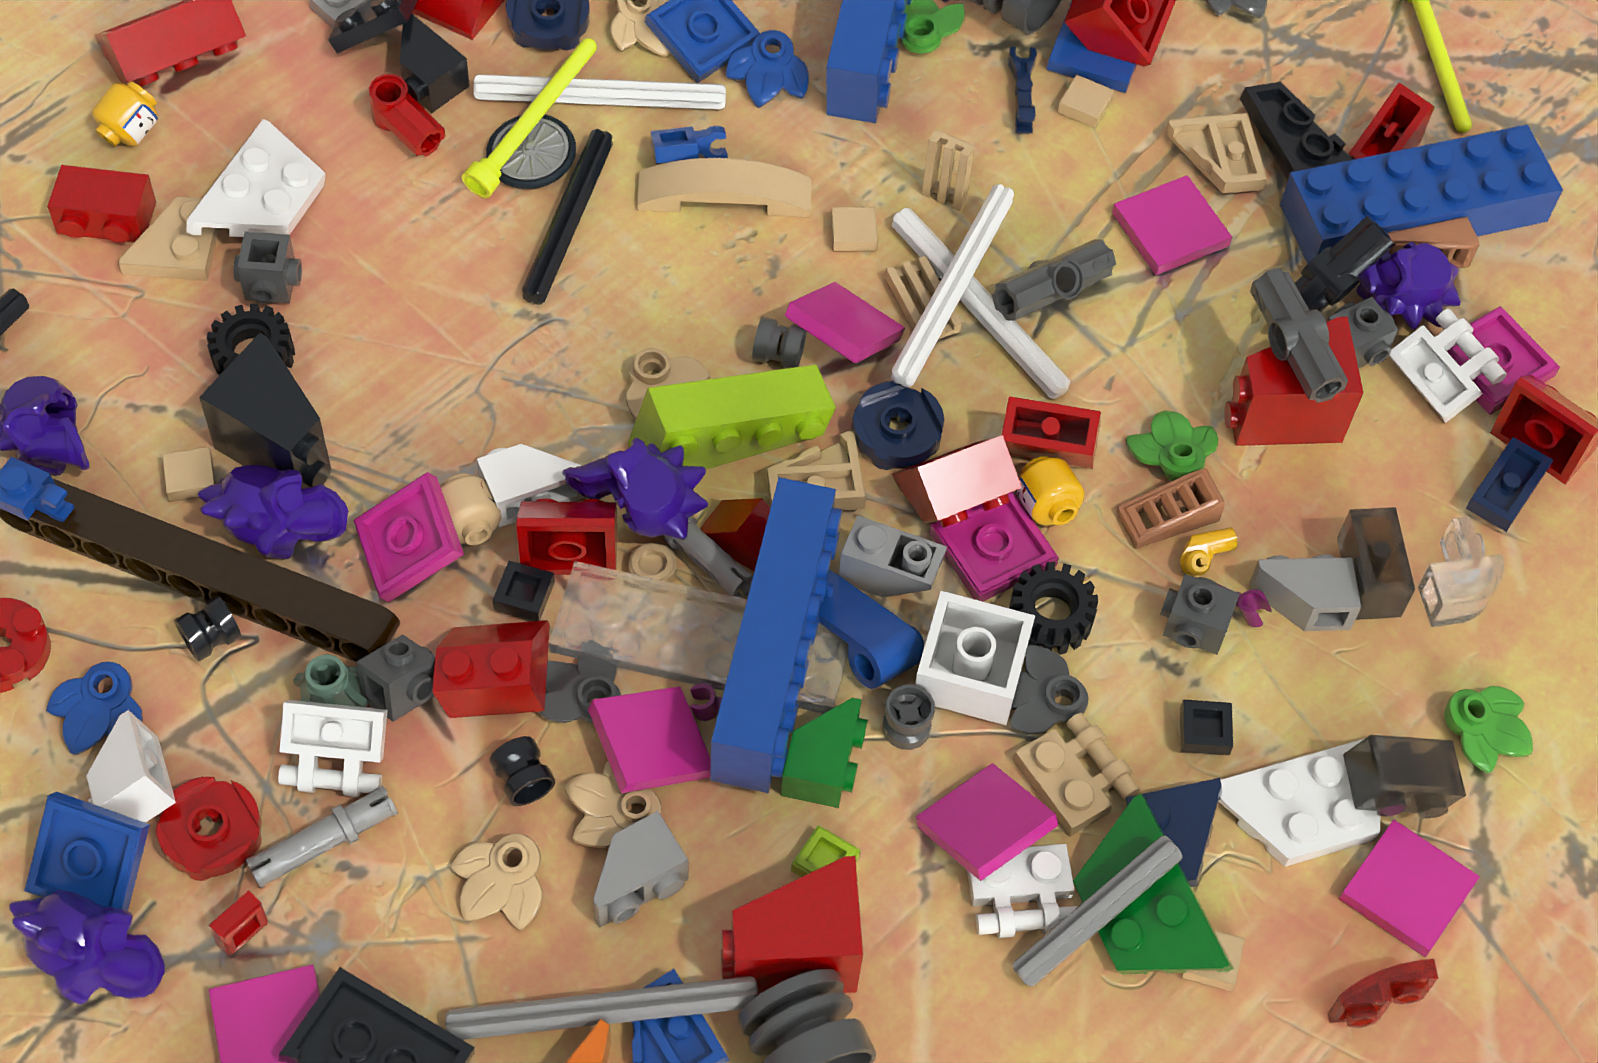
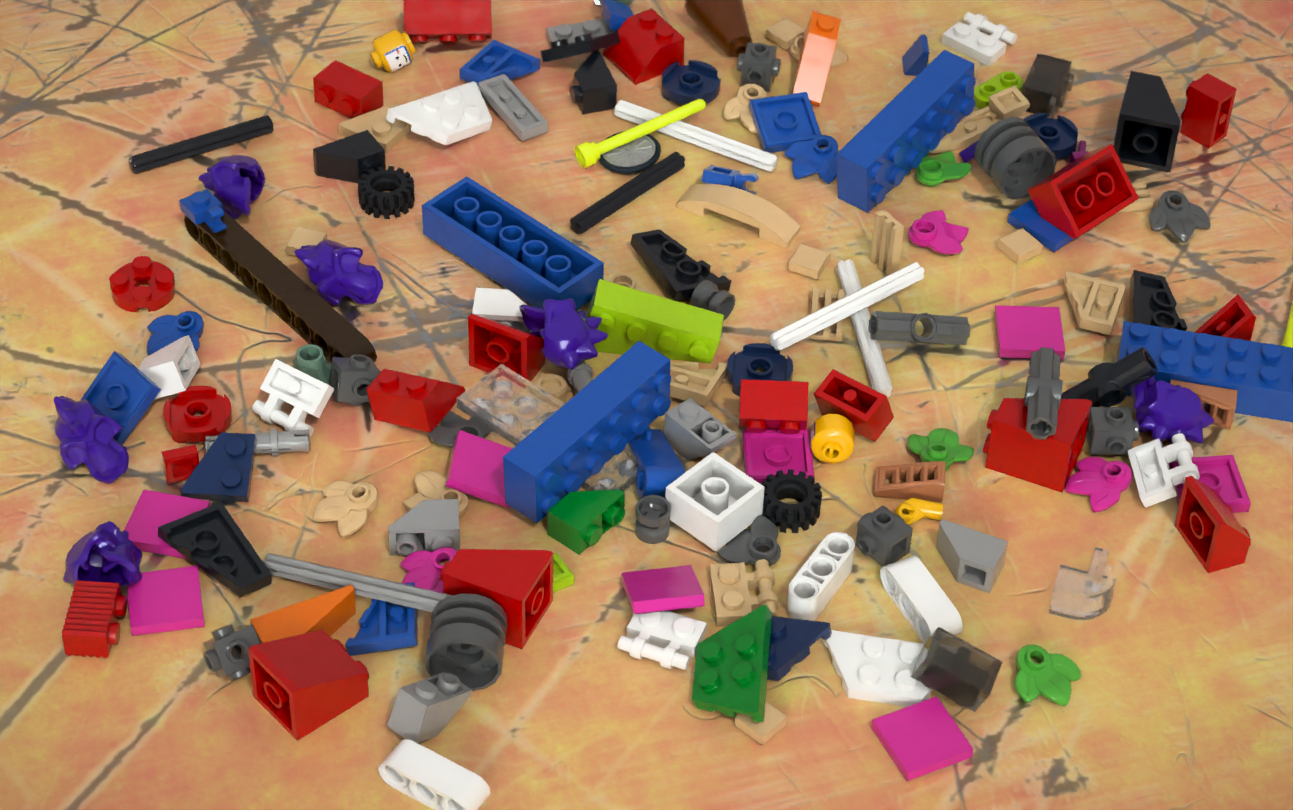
camera: 30 degrees right, 15 degrees down
(173, 313) = (349, 157): none -> black slope
(208, 628) = (263, 318): black wheel -> none
(264, 416) = (363, 219): black slope -> none
(267, 267) = (421, 152): dark grey brick -> none
(280, 81) = (498, 60): none -> blue wing
(304, 904) = (224, 470): none -> dark blue wing
(340, 141) = (513, 107): none -> light grey plate
(403, 116) = (559, 105): red piece -> none
(408, 537) = (409, 314): dark pink tile -> none
(471, 508) = (453, 312): tan head -> none
(481, 372) = (510, 245): none -> blue brick
(521, 769) = (395, 455): black wheel -> none
(523, 591) = (461, 369): black plate -> none
(675, 942) = (424, 567): none -> dark pink plate
(704, 313) = (672, 266): none -> black wing
(844, 322) = (760, 301): dark pink tile -> none
(983, 122) = (937, 234): none -> dark pink plate
(1022, 71) = (988, 216): dark blue piece -> none
(1097, 911) = (695, 655): light grey axle -> none
(1155, 728) = (820, 577): none -> white beam
(1206, 727) = (845, 600): black plate -> none
(1249, 603) = (925, 548): magenta hand -> none
(1293, 685) = (920, 598): none -> white beam
(1371, 996) = (846, 775): clear red slope -> none
(1379, 561) = (1024, 553): clear smoke brick -> none
(1383, 416) = (1097, 481): none -> dark pink plate
(1509, 484) = (1161, 552): dark blue plate -> none

